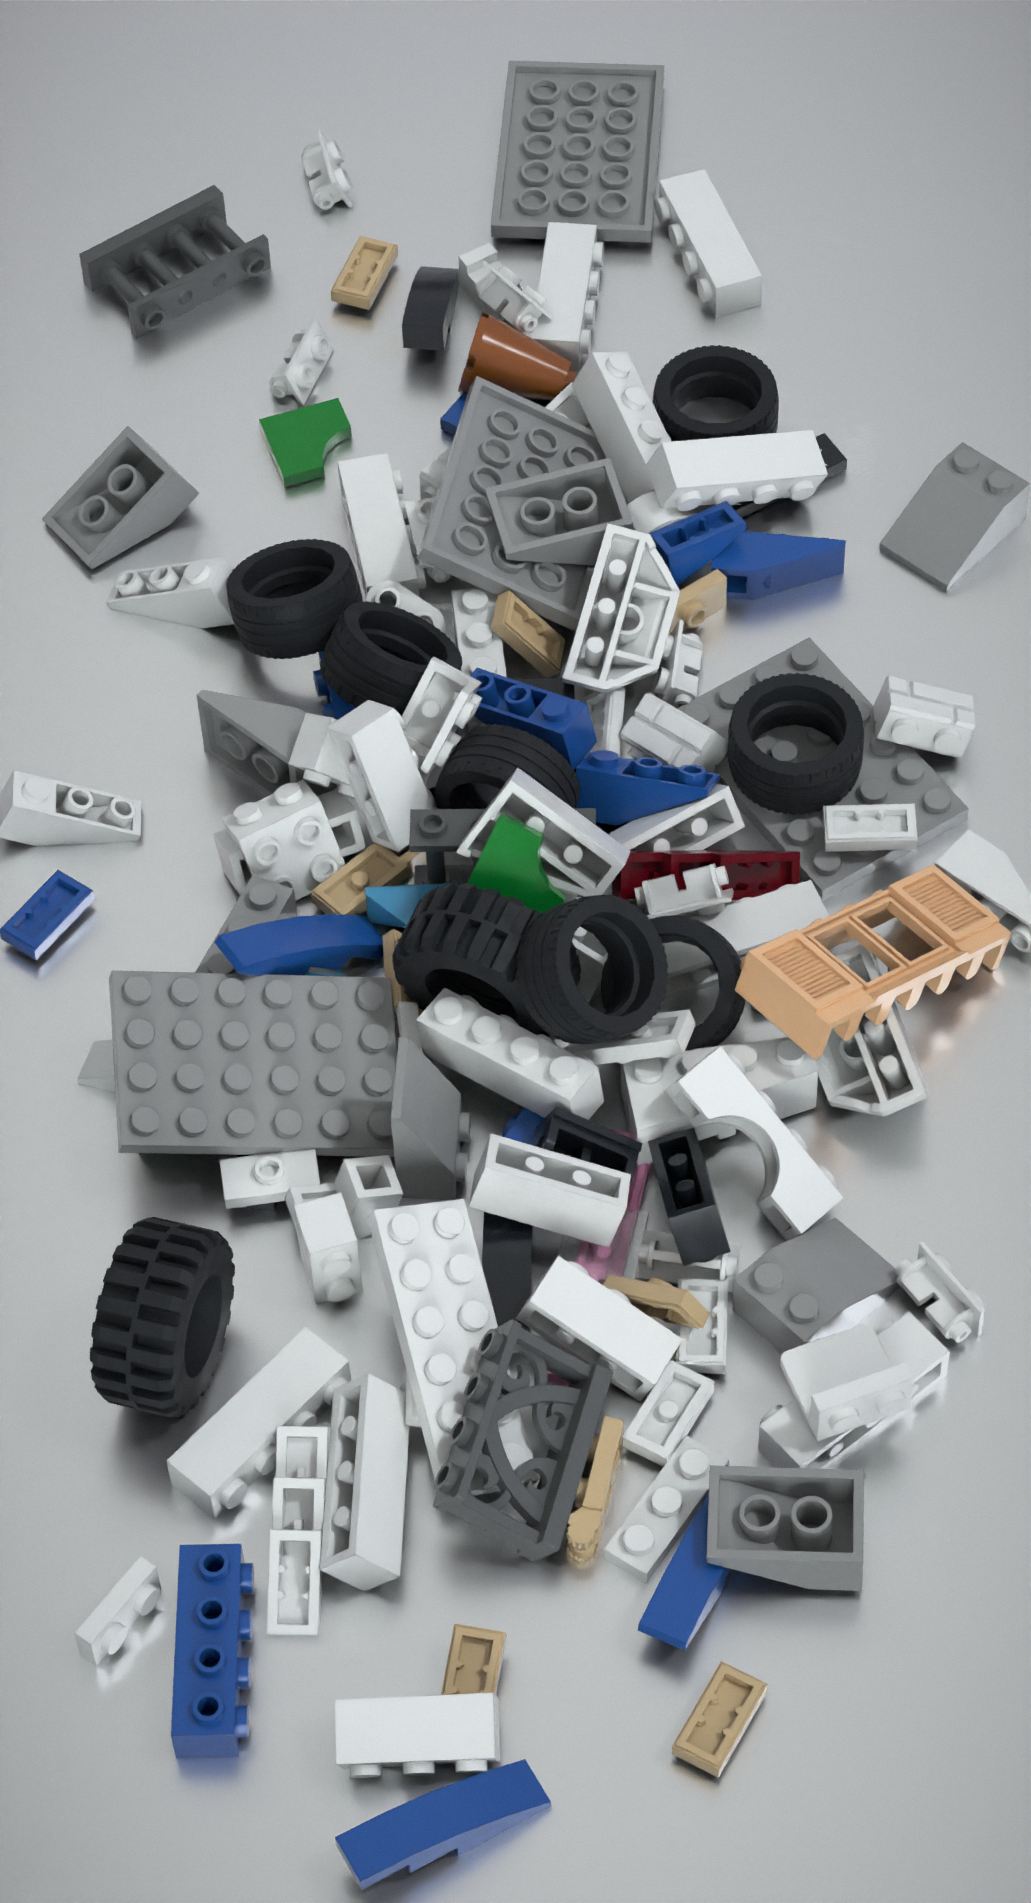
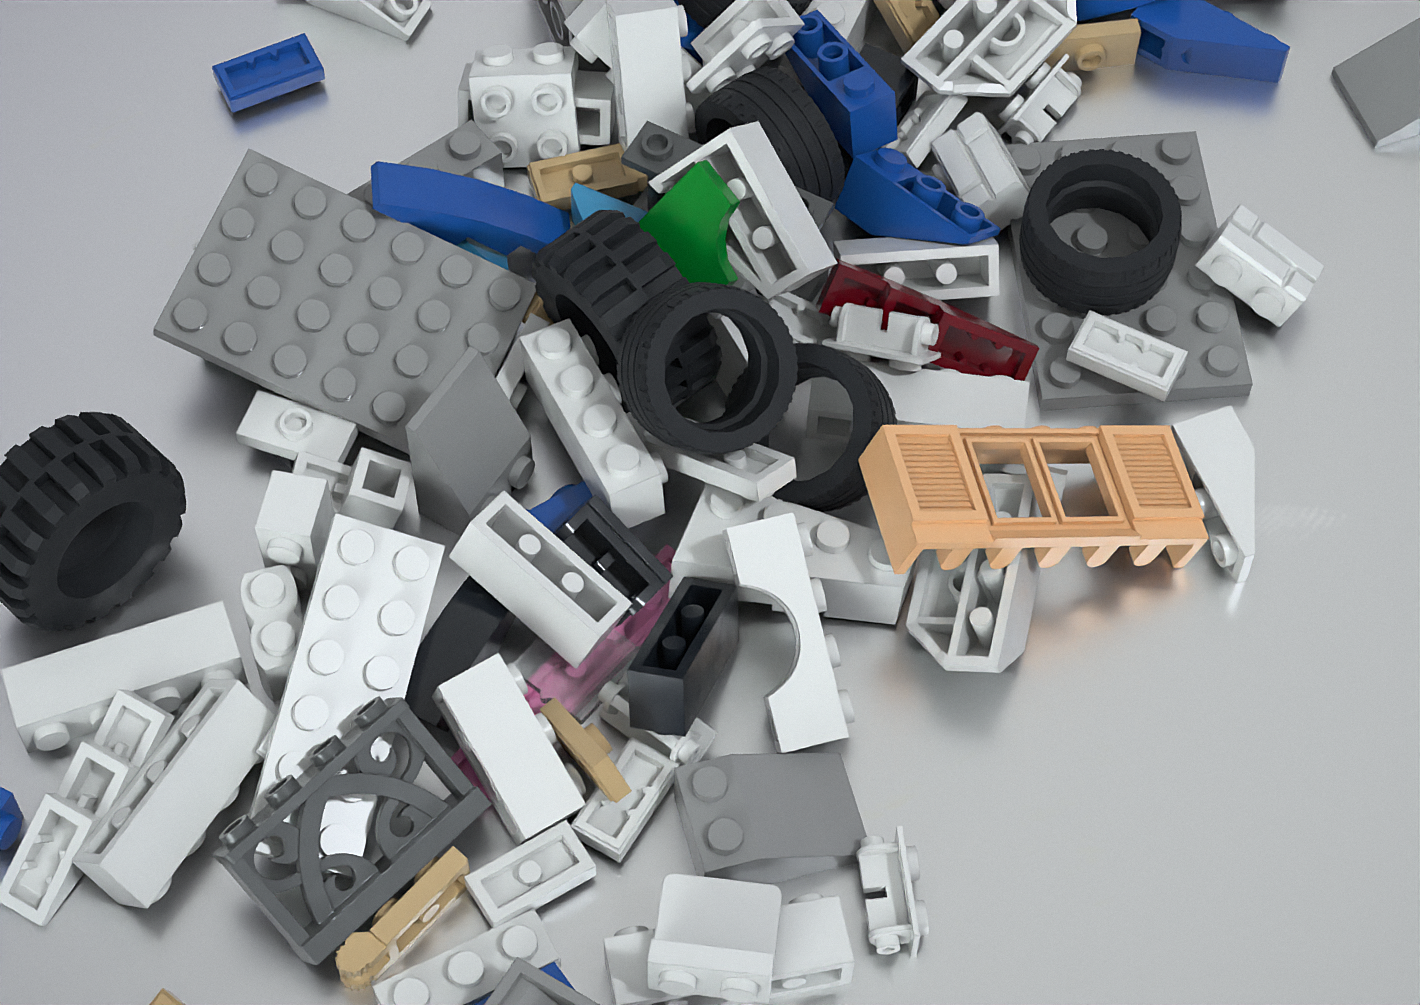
camera: 25 degrees right, 5 degrees up
(357, 1330) = (274, 624): none -> white brick

